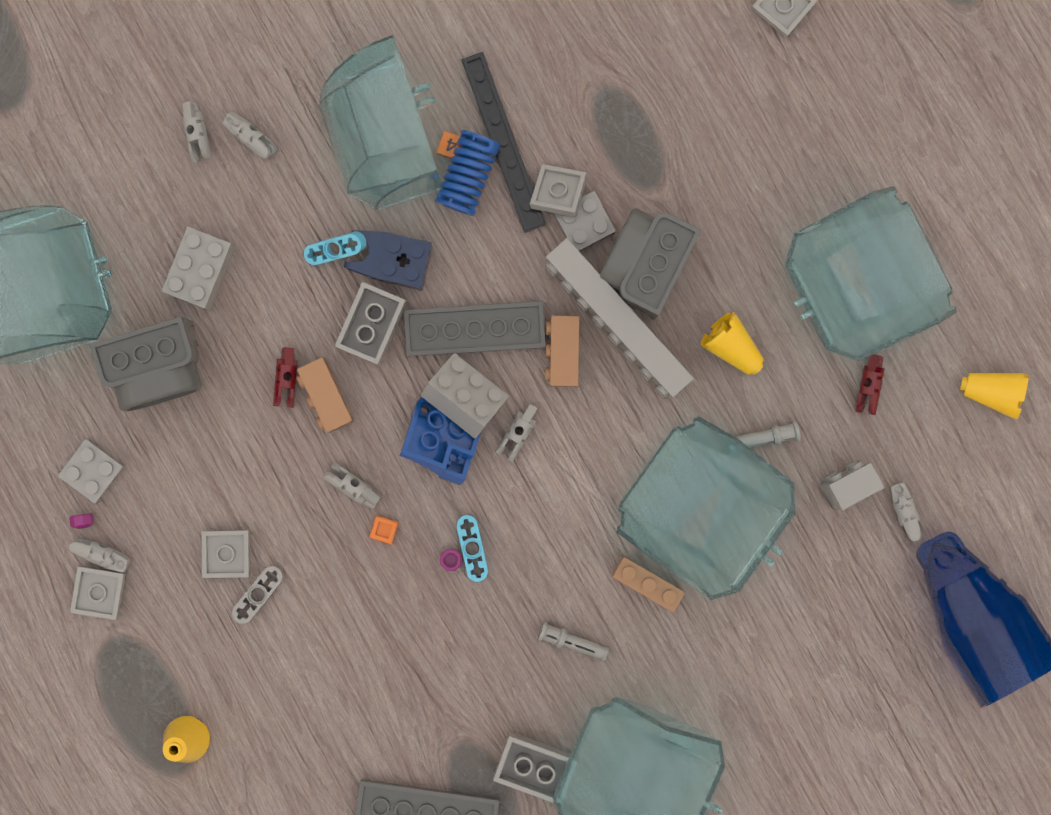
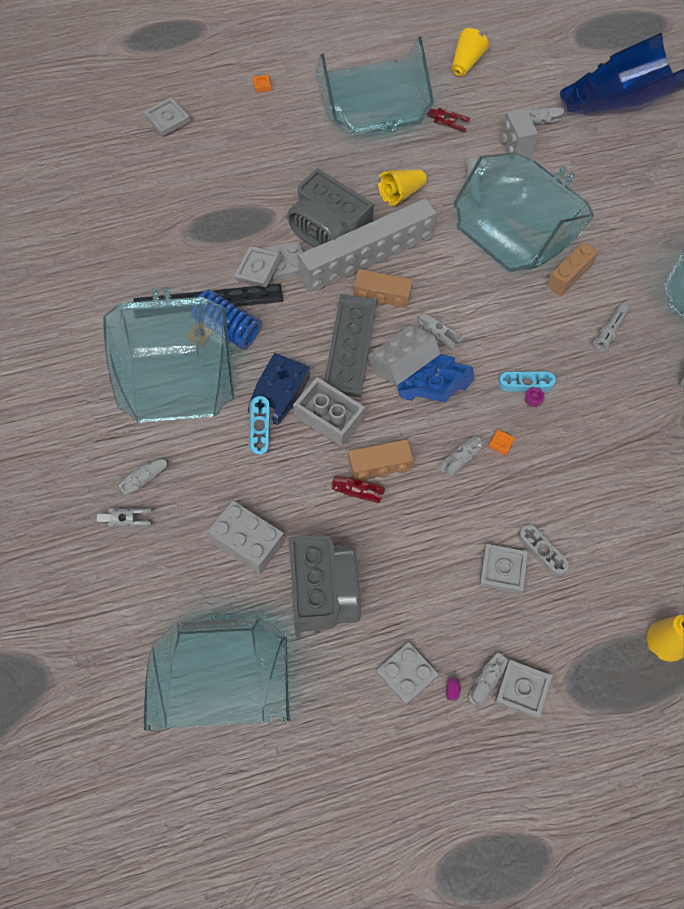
camera: 75 degrees left, 25 degrees down
(879, 115) = (261, 83): none -> orange tile

